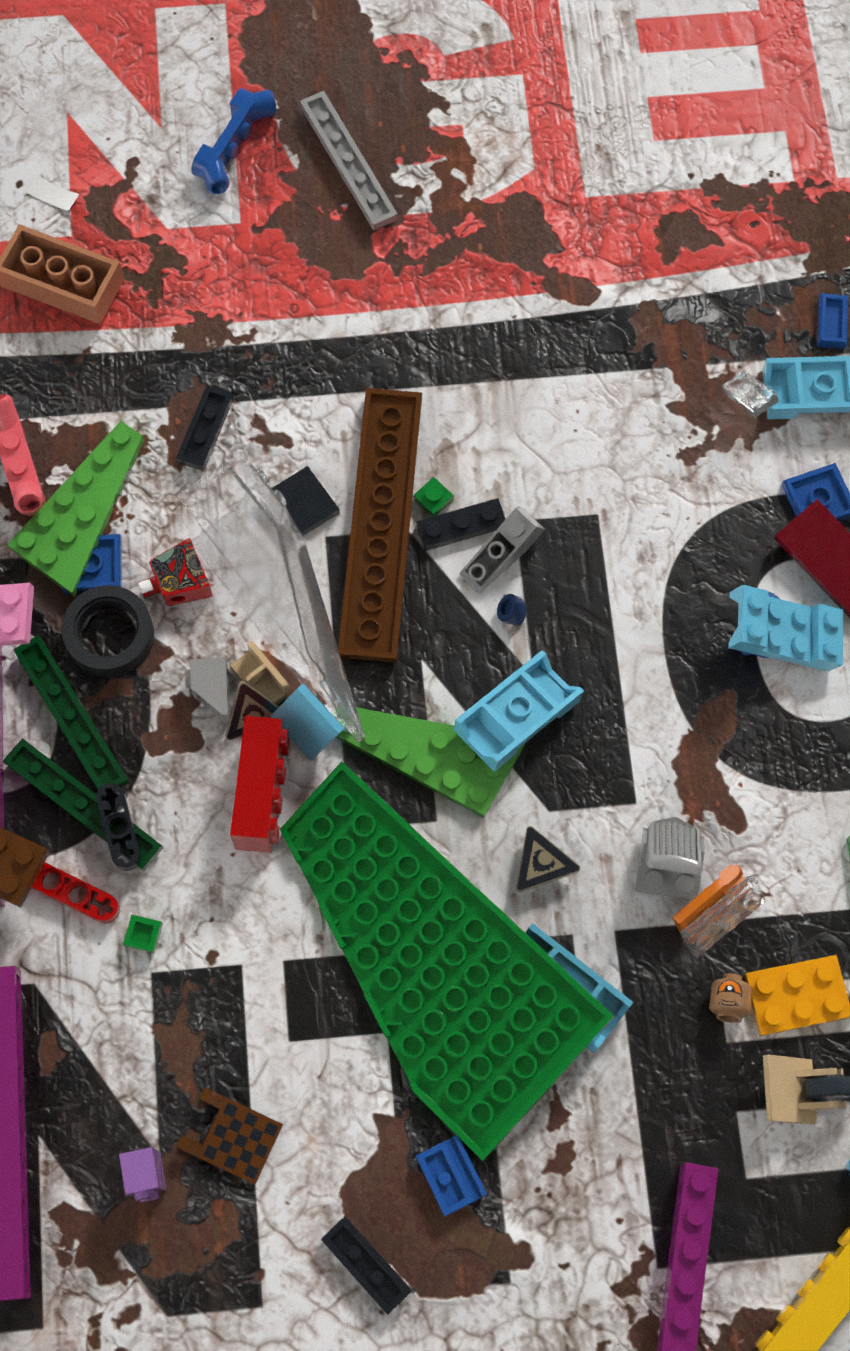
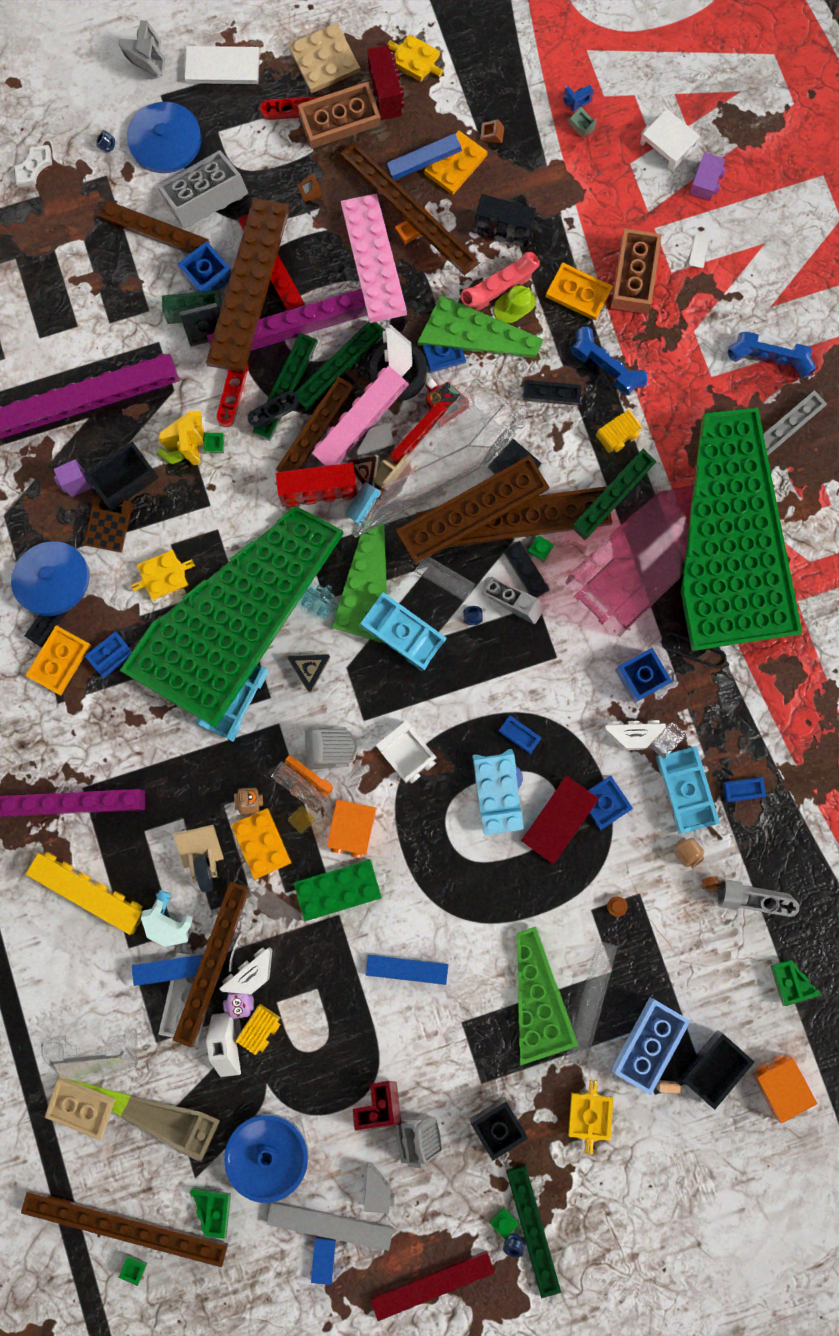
camera: 80 degrees right, 10 degrees up
(53, 449) = (514, 304): none -> lime piece
(63, 357) = (579, 291): none -> light orange plate
(90, 620) = (399, 350): none -> white slope
(119, 971) = (185, 435): none -> yellow piece
(147, 1006) = (171, 457): none -> lime arm
(153, 366) = (626, 380): none -> blue plate
(159, 1091) = (121, 476): none -> black piece
(164, 773) = (316, 426): none -> reddish brown plate
(172, 697) = (360, 418): none -> bright pink brick
(220, 618) = (418, 433): none -> red beam
(289, 353) = (619, 431): none -> yellow brick
(300, 1250) = (50, 578): none -> blue dish
(338, 1062) = (162, 575): none -> yellow plate
(357, 572) = (472, 509): none -> reddish brown plate
(383, 378) = (613, 494): none -> dark green plate
(441, 1264) = (58, 660): none -> light orange plate
(446, 636) = (445, 578): none -> clear plate
(450, 815) = (312, 597): none -> clear light blue hips
(480, 356) = (637, 560): none -> clear pink windscreen
(513, 246) = (736, 554): none -> green wing
(633, 344) = (690, 657): none -> black piece
(653, 402) = (643, 675): none -> blue brick
(699, 748) = (406, 752): none -> white panel
(701, 588) = (519, 734): none -> blue tile
(733, 436) = (634, 735): none -> white slope
(772, 924) = (301, 819): none -> clear yellow plate
(799, 852) = (351, 828): none -> orange brick

